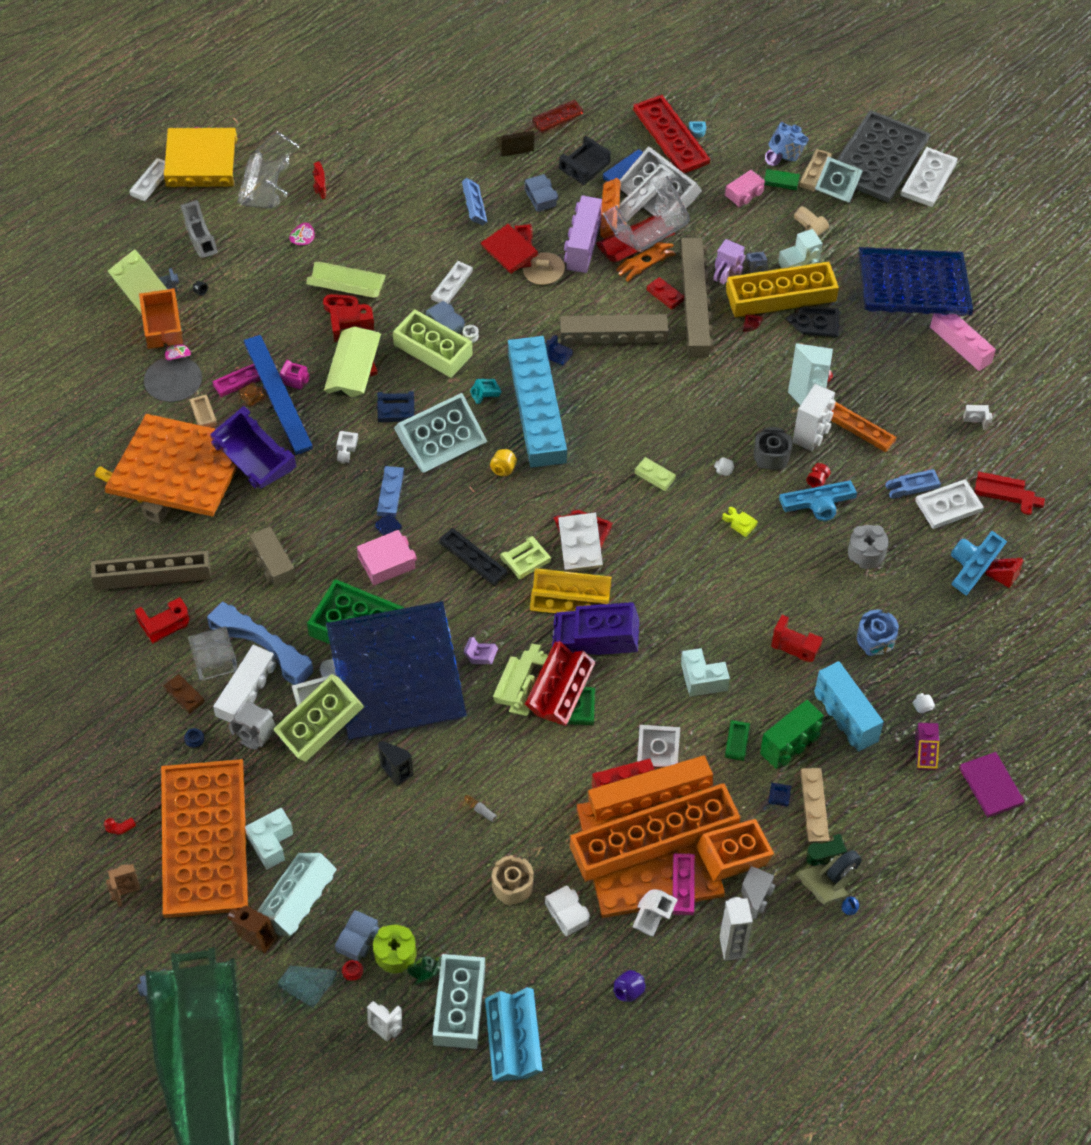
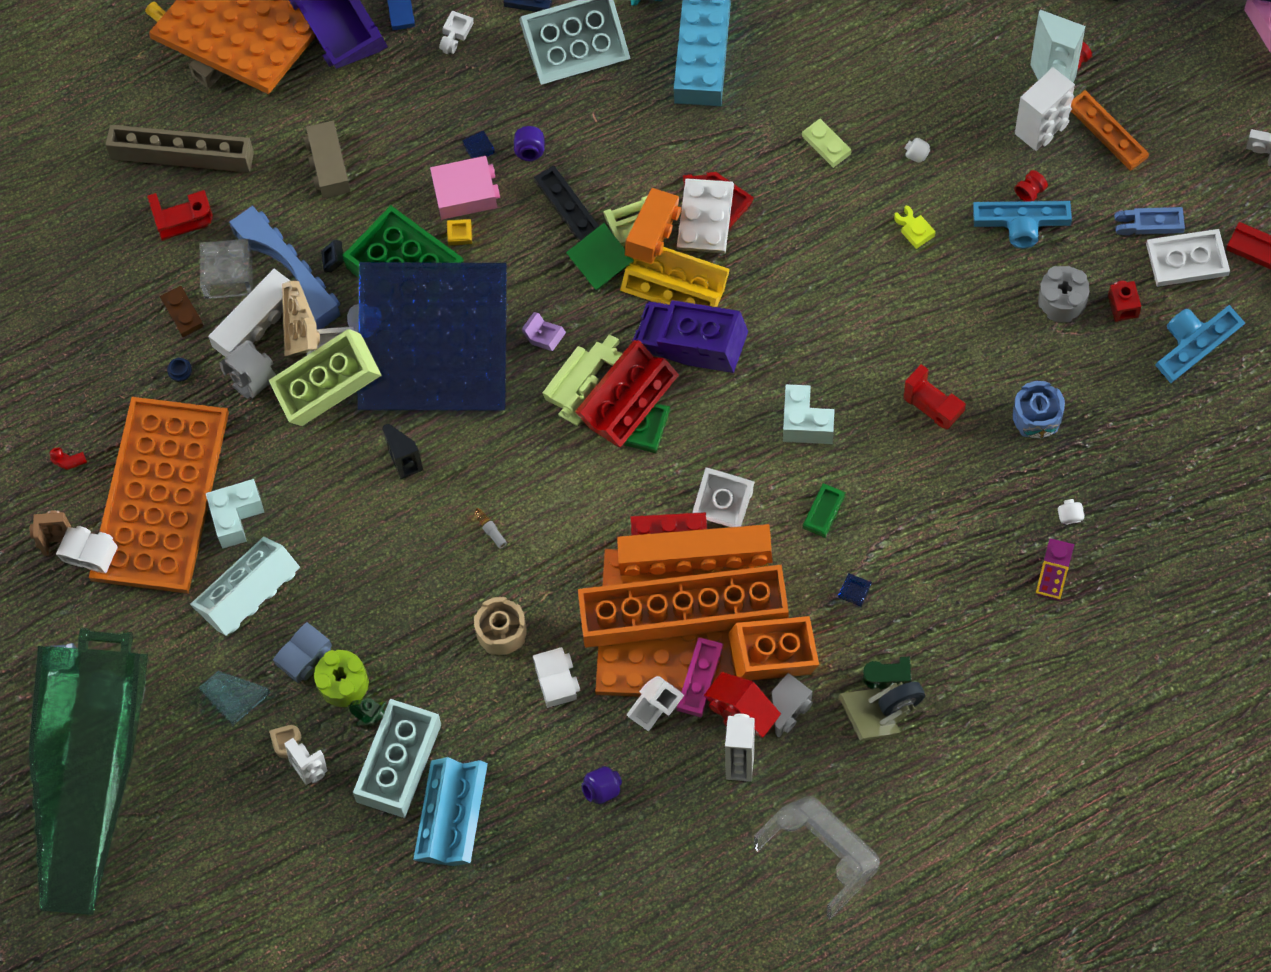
camera: 20 degrees right, 10 degrees up
(157, 892) = (87, 549): none -> white brick
(253, 927) = (183, 610): reddish brown torso -> none
(286, 680) = (298, 322): none -> tan plate
(296, 627) = (332, 256): none -> black tile
(352, 970) = (287, 692): red plate -> none
(358, 1009) = (282, 735): none -> tan tile
(390, 491) = (493, 101): medium blue plate -> none
(391, 591) = (459, 232): none -> yellow tile
(428, 515) = (529, 143): none -> dark purple head
(503, 462) = (640, 91): yellow head -> none
(508, 587) = (599, 256): none -> green tile
(545, 555) = (652, 226): none -> orange brick
(716, 889) = (738, 695): none -> red brick
(772, 449) = (982, 139): dark grey brick -> none
(791, 734) = (888, 519): green brick -> none
(814, 805) = (892, 614): tan plate -> none
(847, 908) = (891, 747): blue hinge -> none
(848, 706) = (970, 498): medium azure brick -> none
(849, 998) = (858, 859): none -> clear windscreen
(913, 543) = (1124, 300): none -> red brick
(991, 784) = (1121, 634): magenta tile -> none
(1005, 570) = (1230, 361): red slope -> none

